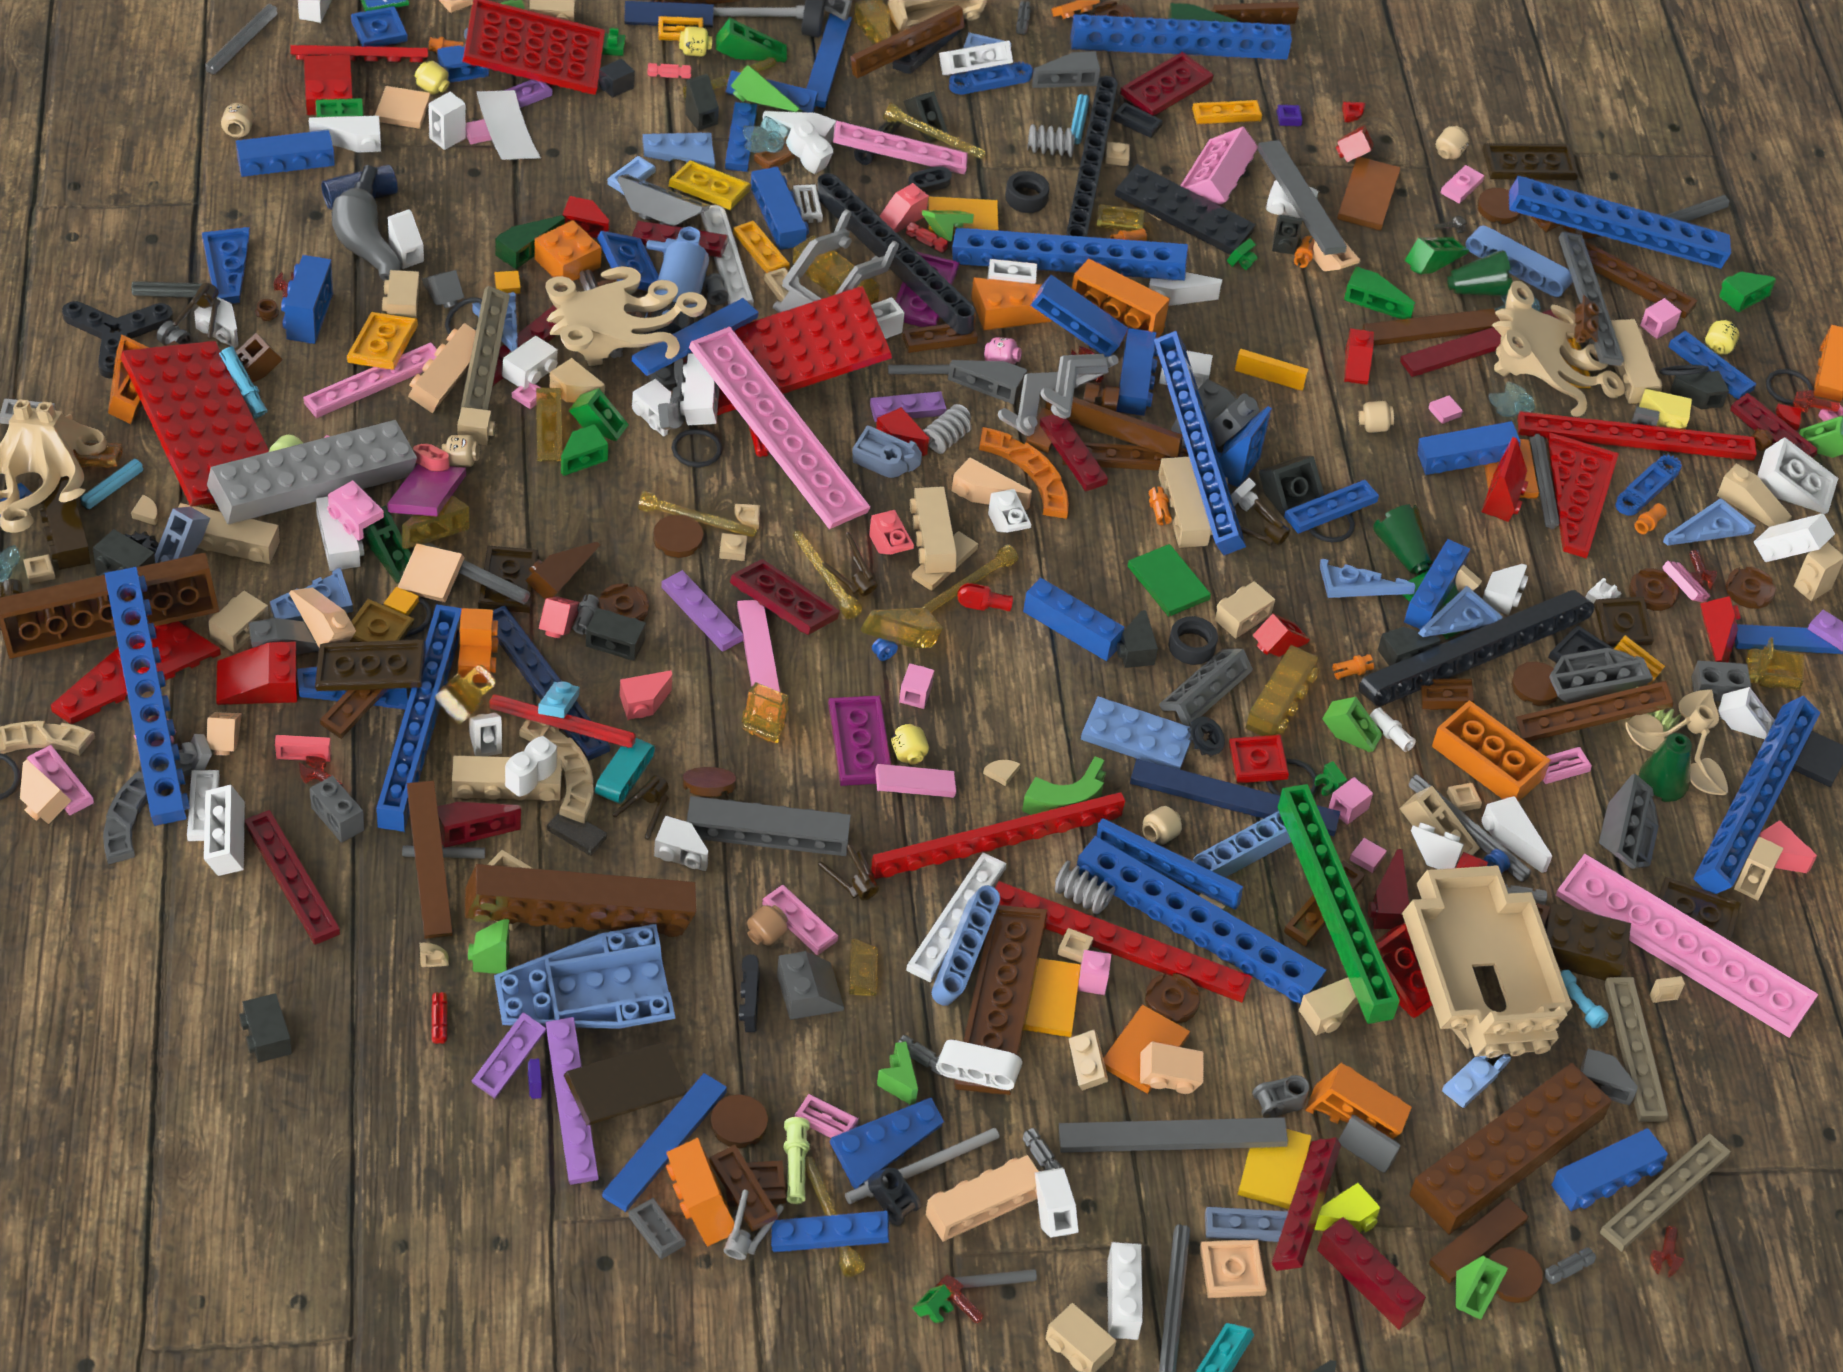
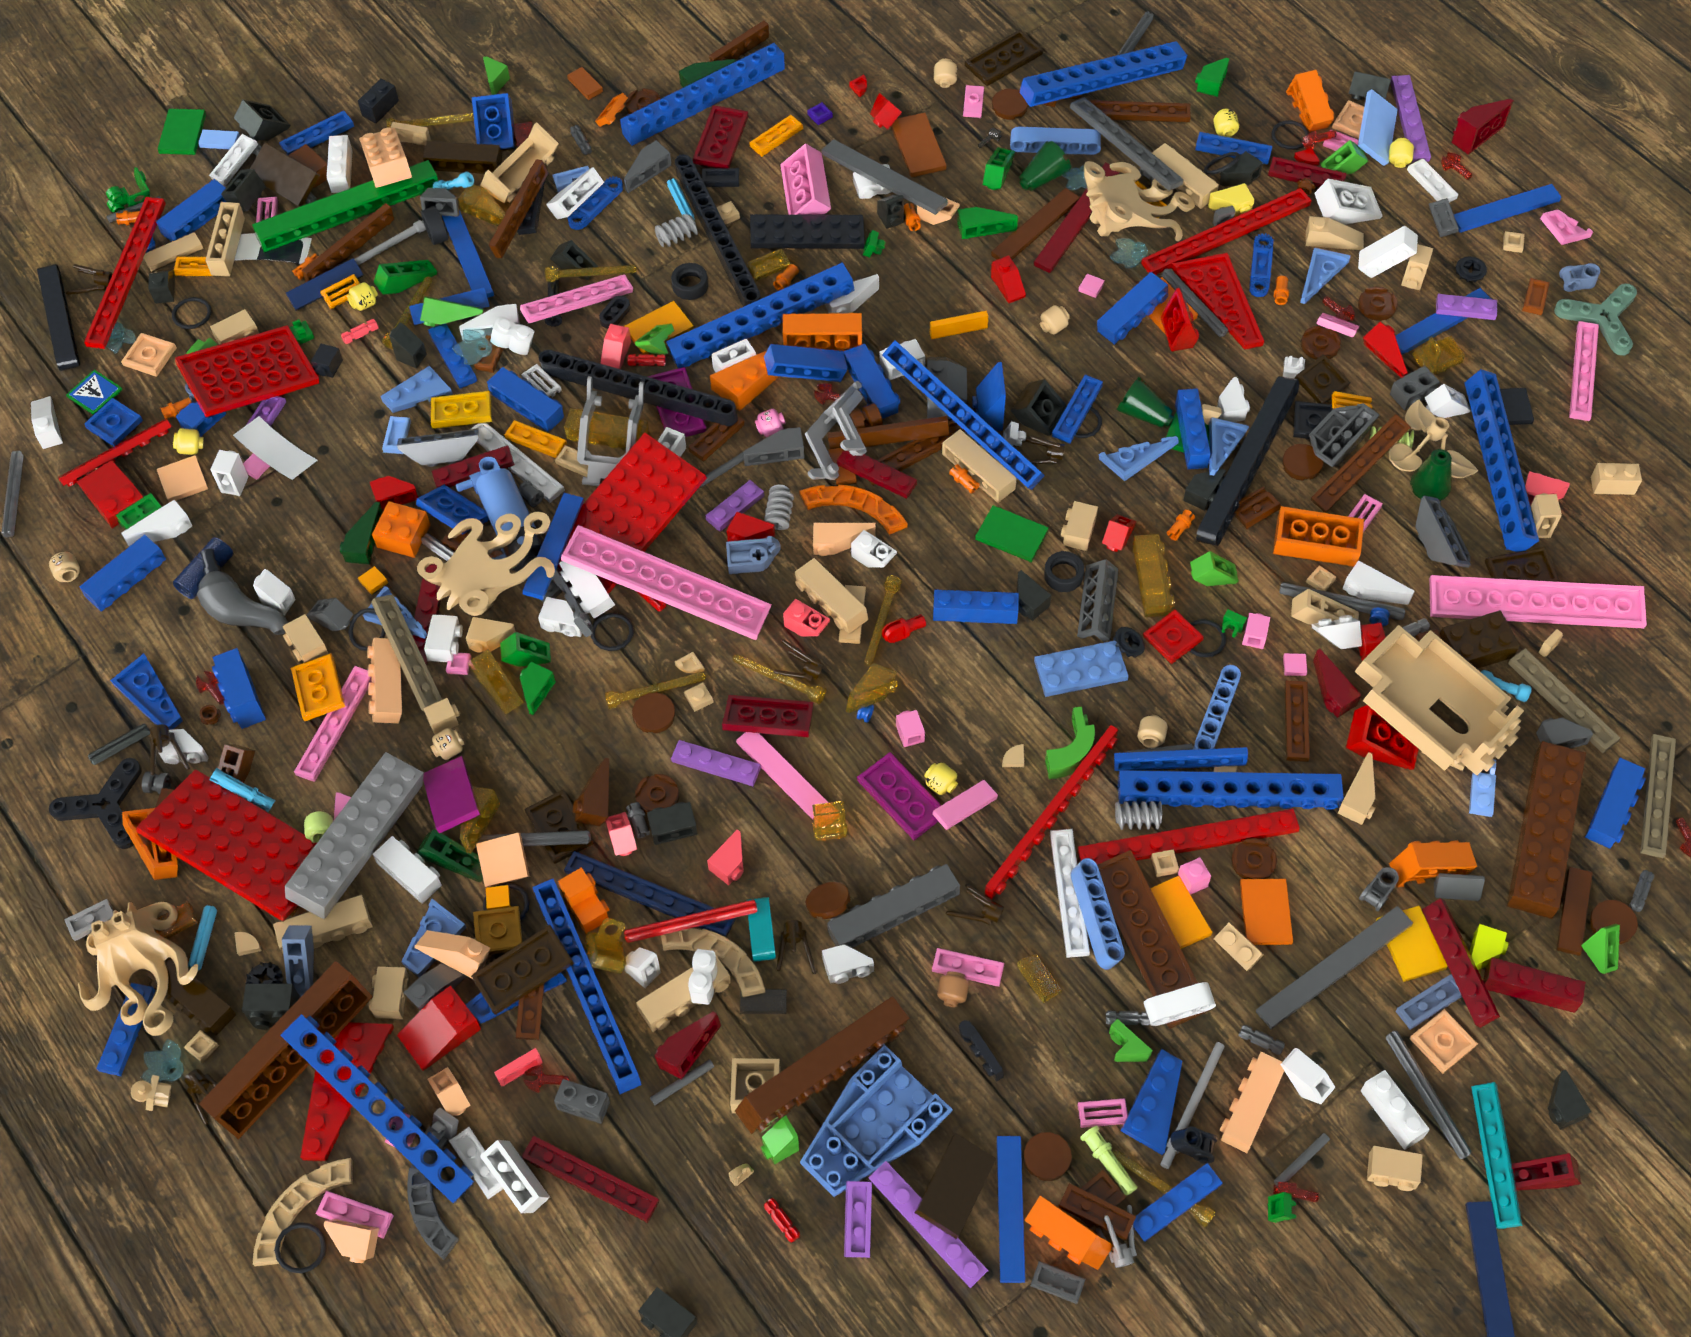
camera: 25 degrees left, 10 degrees up
(353, 509) = (413, 847): bright pink bracket -> none
(429, 859) = (682, 1099): reddish brown tile -> none
(431, 457) = (430, 763): coral beam -> none
(534, 1078) = (887, 1223): dark purple tile -> none
(559, 699) = (676, 906): medium azure plate -> none
(808, 985) = (1014, 1017): dark grey slope -> none
(1171, 1067) = (1299, 917): light nougat brick -> none
(1215, 792) = (1177, 676): dark blue tile -> none
(1239, 412) = (970, 381): dark grey torso -> none
(1338, 904) = (1319, 721): green brick -> none
(1393, 729) = (1241, 557): white pin -> none
(1587, 321) = (1138, 158): reddish brown hinge -> none
(1660, 318) = (1177, 131): bright pink brick -> none

